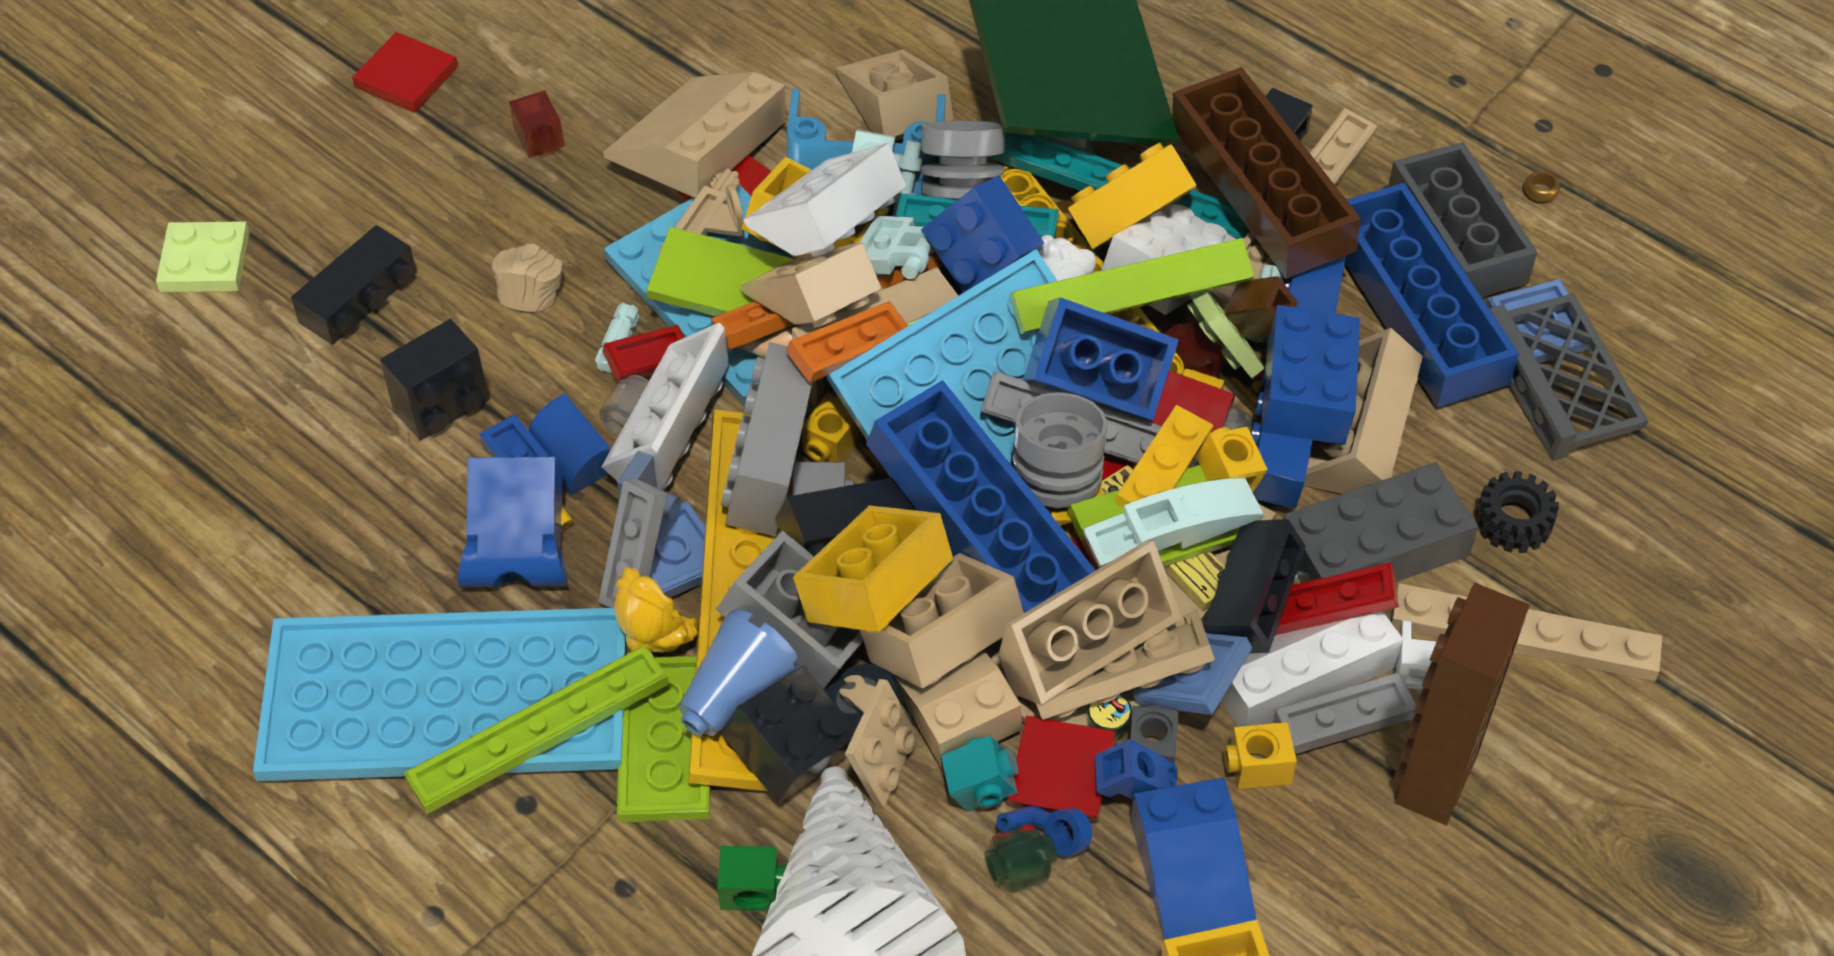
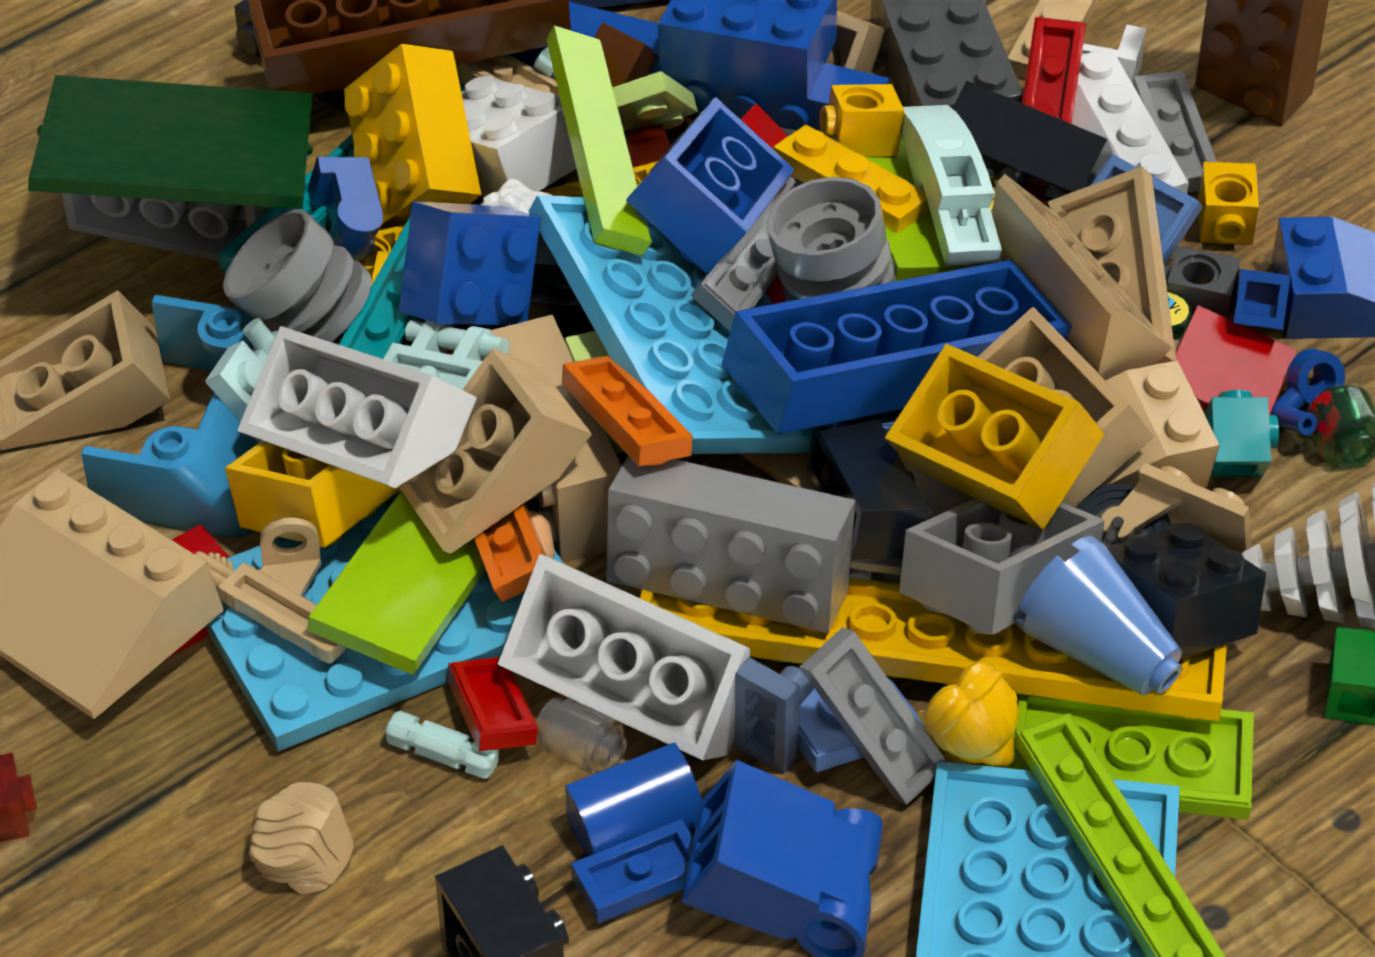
camera: 80 degrees left, 5 degrees down
(1060, 180) = (350, 200): none -> leg

